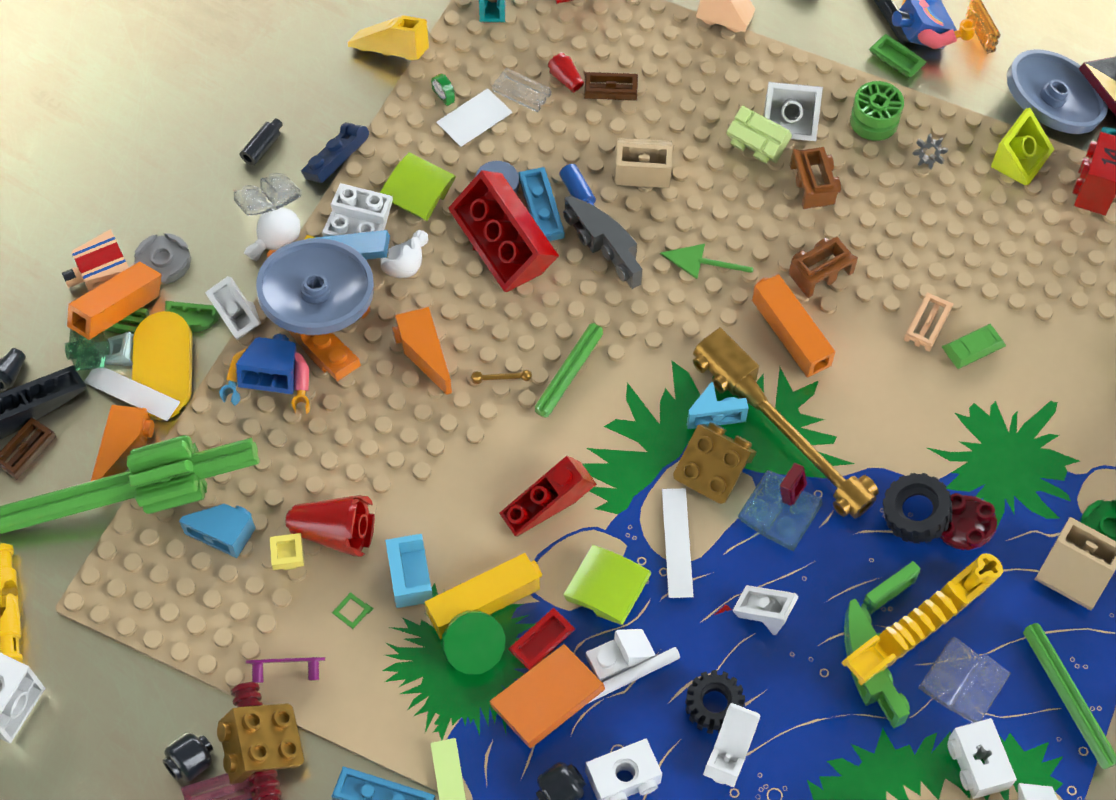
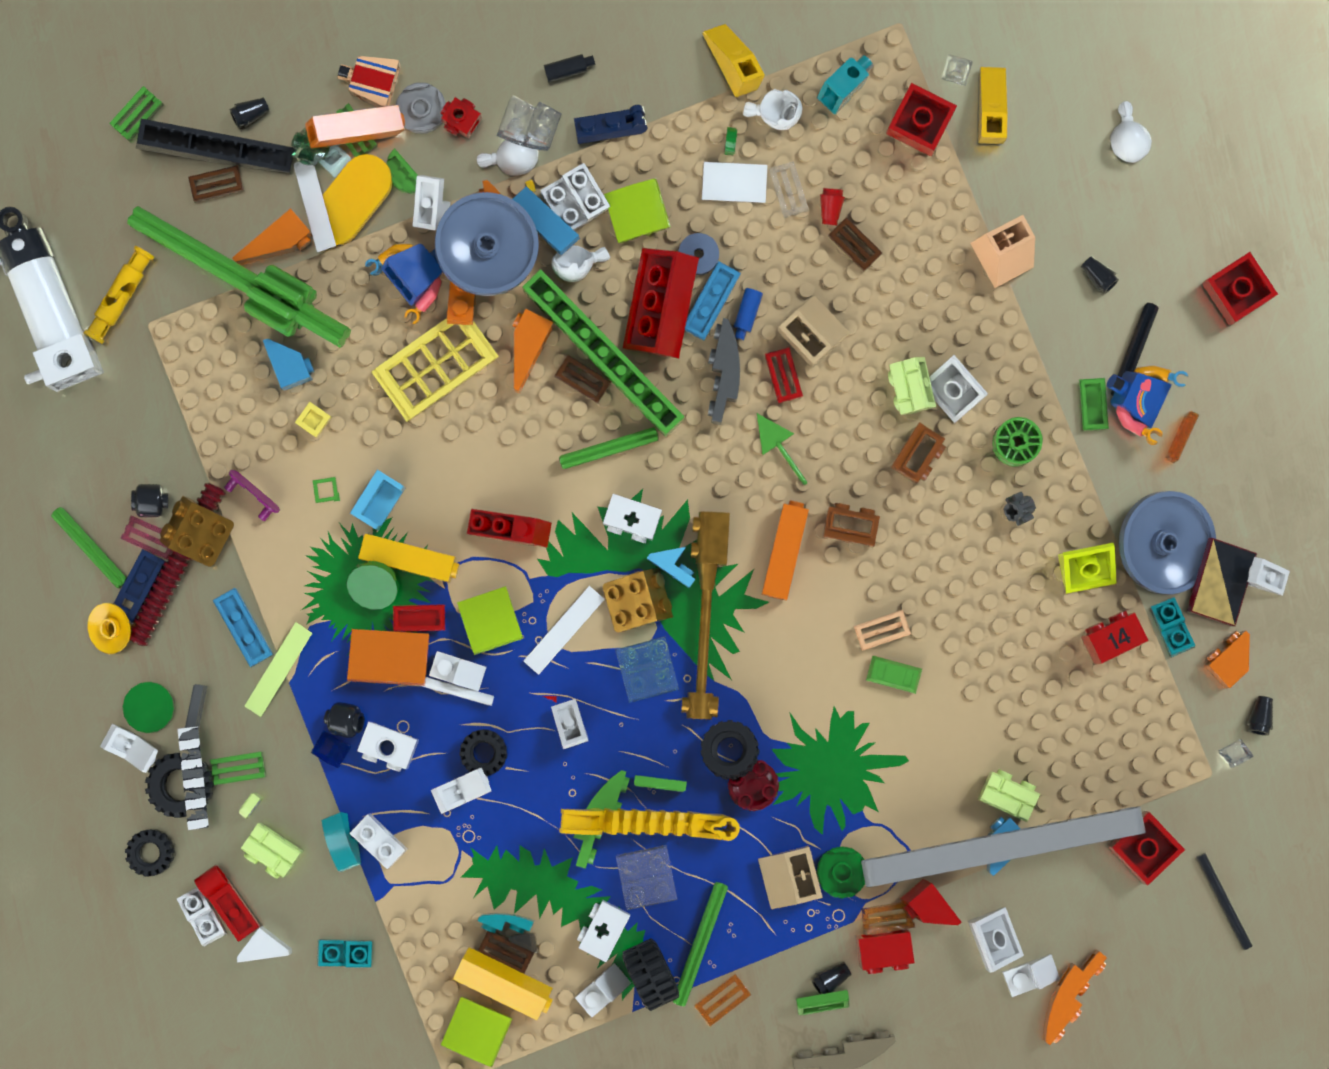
camera: 45 degrees right, 25 degrees up
(203, 233) = (467, 123): none -> red brick
(335, 523) = (357, 427): red cone -> none
(342, 476) = (396, 392): none -> light yellow piece
(459, 41) = (777, 109): none -> white hair
(477, 377) = (545, 398): pearl gold hinge -> none
(494, 343) = (601, 390): none -> reddish brown tile
(495, 298) = (603, 353): none -> bright green brick
(644, 401) = (621, 507): none -> white brick
(650, 212) = (789, 396): none -> red tile
(793, 484) = (664, 665): dark red tile -> none
(1066, 750) = (650, 974): none -> black tyre

